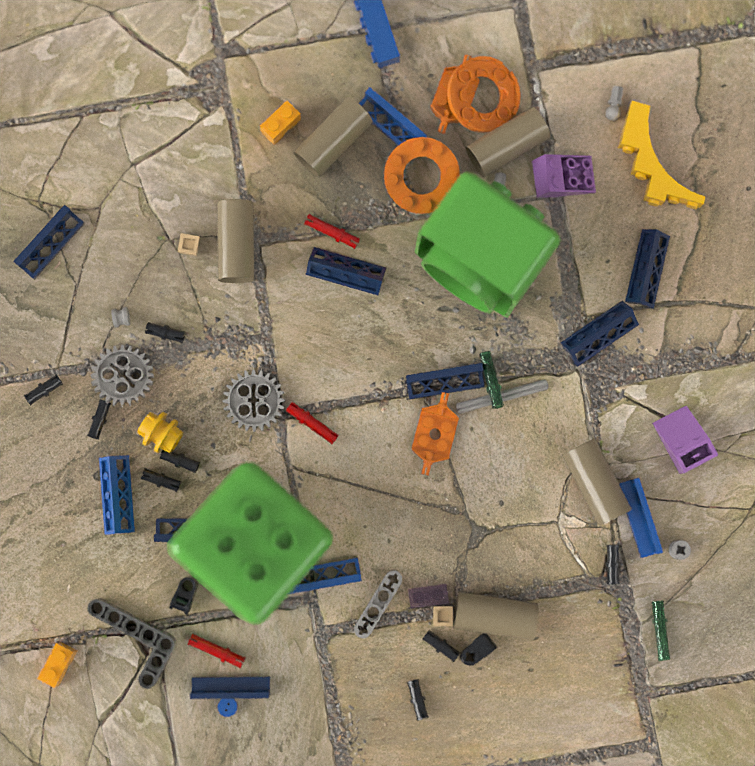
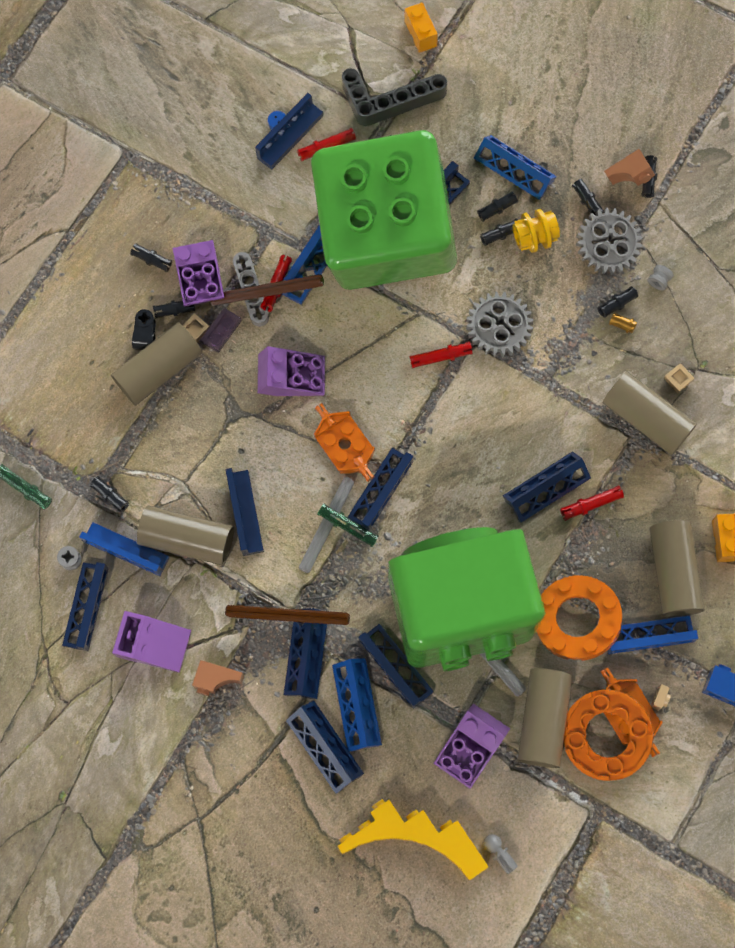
camera: 140 degrees right, 10 degrees down
(48, 402) = (631, 168): none -> nougat arch
(178, 315) = (623, 323): none -> pearl gold pin
(367, 583) = (279, 275): none -> red pin
(371, 582) = (270, 289): none -> reddish brown axle
(402, 649) = (198, 273): none -> medium lavender slope
(417, 516) = (290, 373): none -> medium lavender slope
(428, 82) = (661, 697): none -> tan plate
(542, 459) = (244, 512): none -> dark blue fence
(561, 274) = (389, 670): none -> dark blue fence
(589, 364) = (284, 614): none -> reddish brown axle
(601, 268) = (360, 703): none -> blue fence
(669, 379) = (212, 677): none -> nougat arch
(699, 502) = (91, 606): none -> dark blue fence

